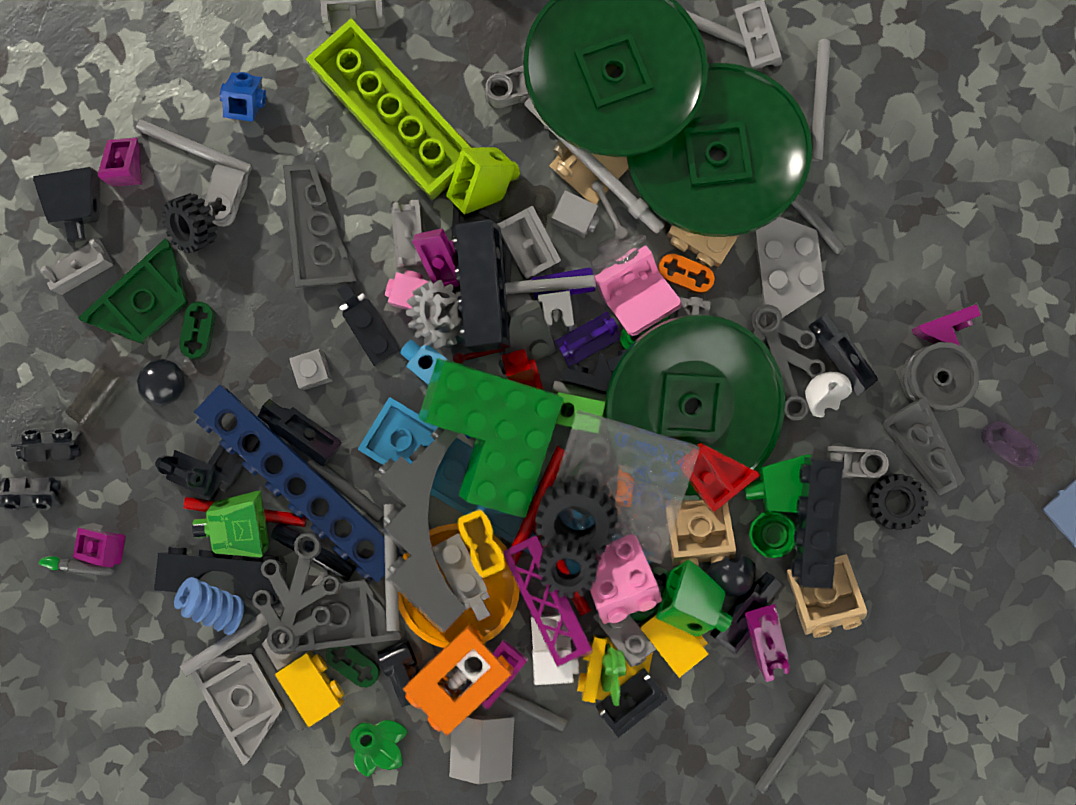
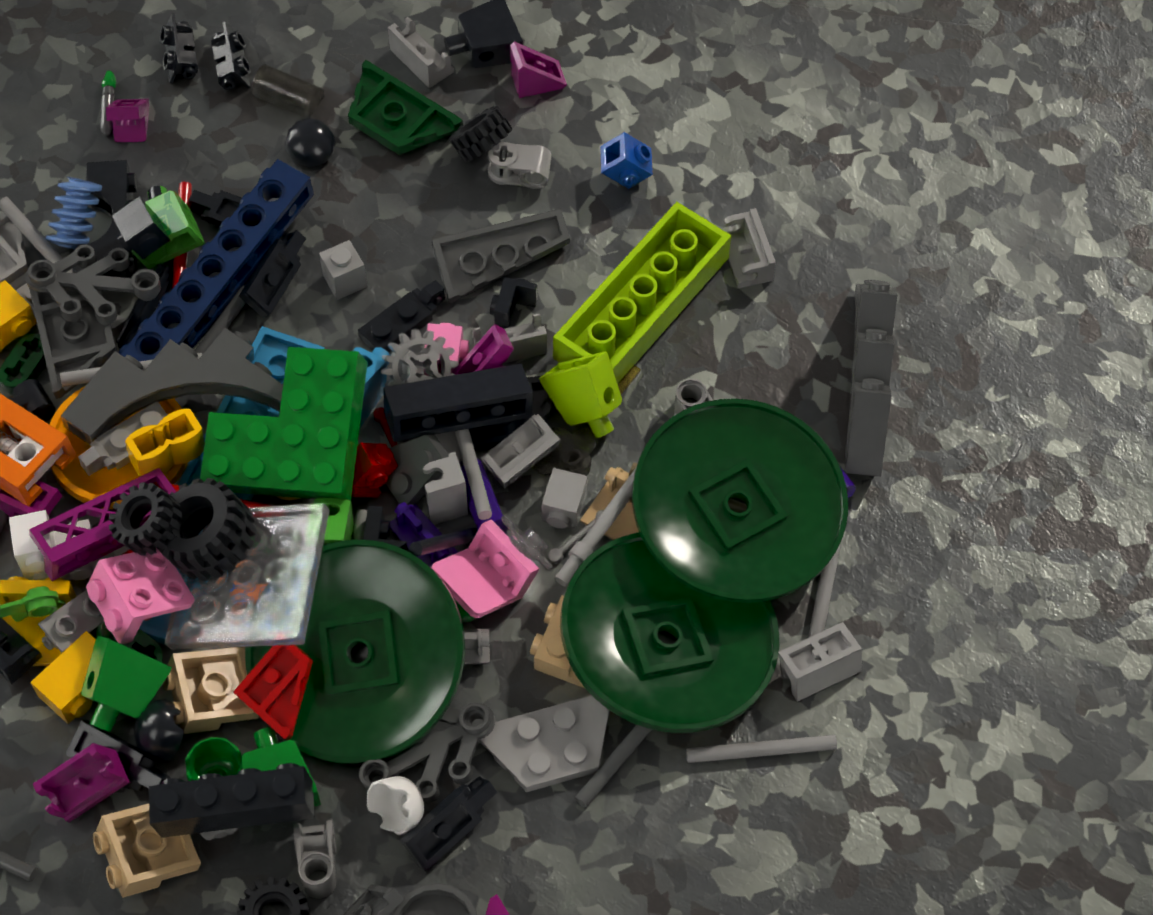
camera: 75 degrees right, 25 degrees down
(186, 471) = (216, 172): black hinge -> none
(190, 329) = (370, 166): dark green beam -> none
(192, 146) = (566, 134): light grey bar -> none
(248, 545) = (140, 228): none -> brick
(372, 233) = (512, 292): none -> black bracket
(610, 319) = (443, 542): none -> black bar
(688, 266) = (511, 629): orange beam -> none

